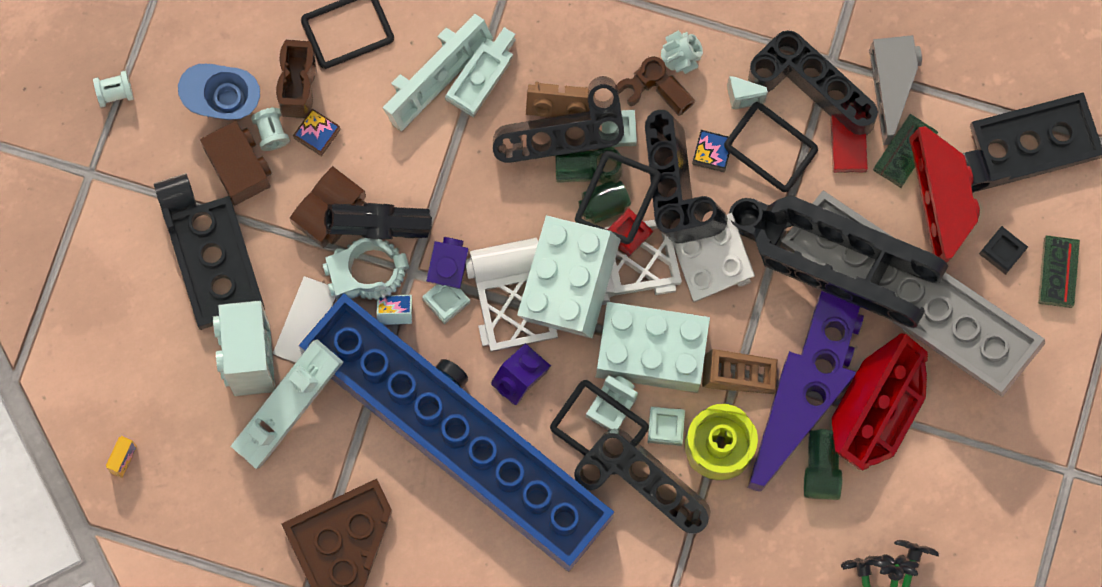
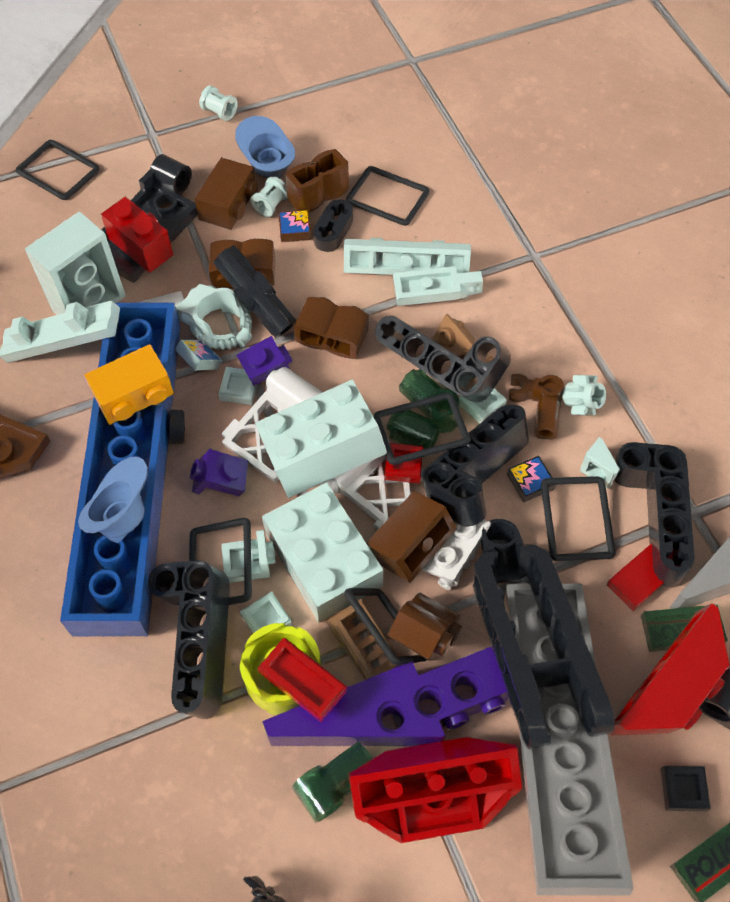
camera: 55 degrees right, 15 degrees down
(27, 295) = (95, 169): none -> black piece
(237, 271) = (137, 234): none -> red brick
(351, 97) = (328, 223): none -> black beam
(410, 382) = (129, 384): none -> light orange brick
(456, 185) = (331, 327): none -> reddish brown brick
(513, 458) = (117, 502): none -> medium blue piece
(696, 276) = (412, 536): none -> reddish brown brick
(745, 358) = (350, 594): none -> black piece
(750, 432) = (302, 679): none -> red tile
(772, 322) = (425, 626): none -> reddish brown brick

